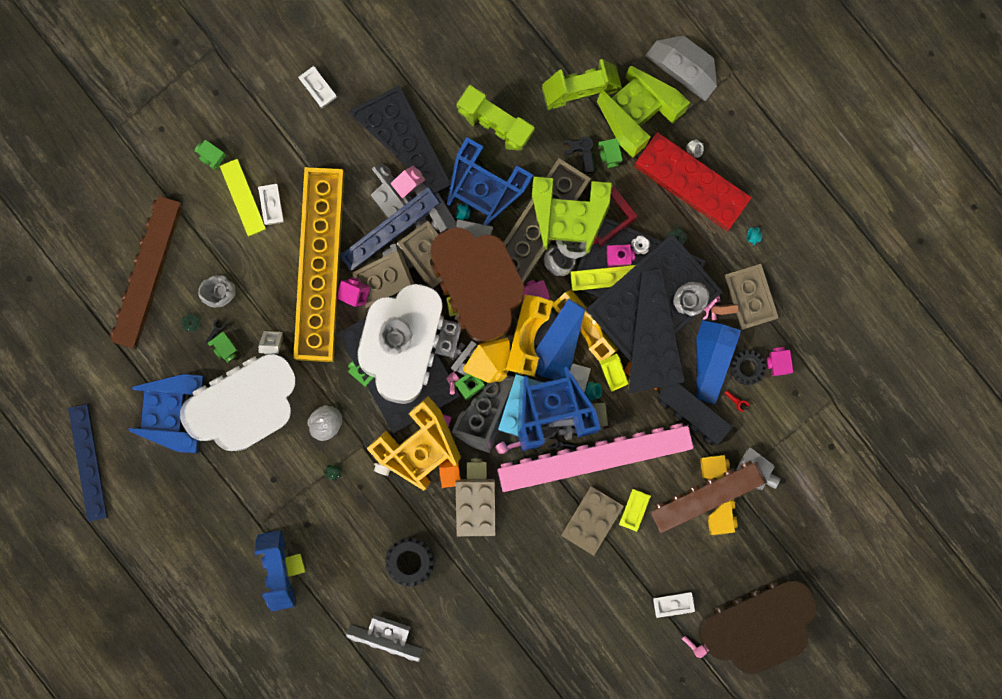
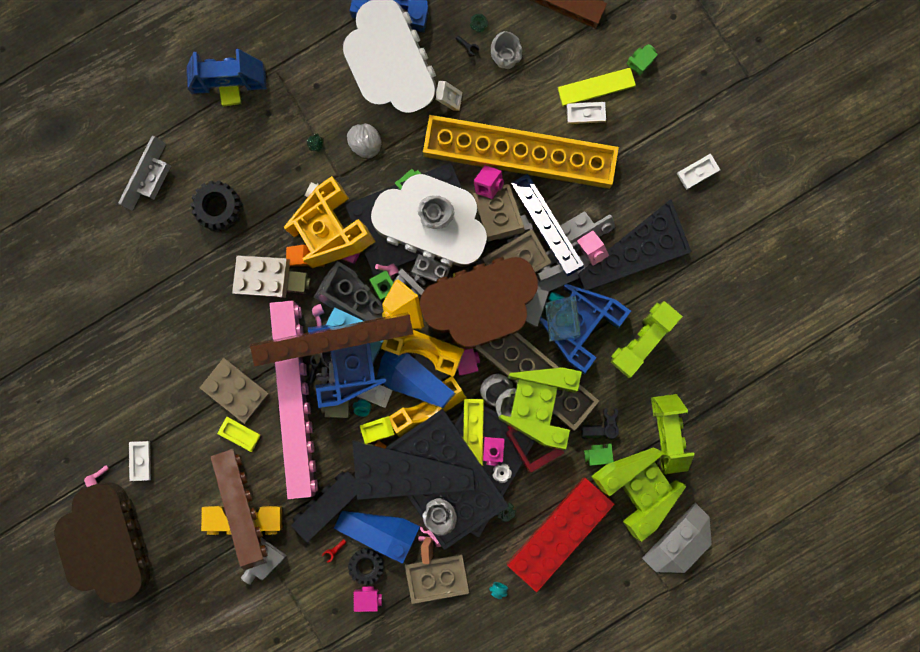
camera: 90 degrees right, 0 degrees up
(224, 347) = (450, 51): bright green brick -> none
(483, 201) = (563, 319): none -> clear light blue slope
(533, 421) = (331, 339): none -> reddish brown brick
(695, 148) = (594, 541): white plate -> none

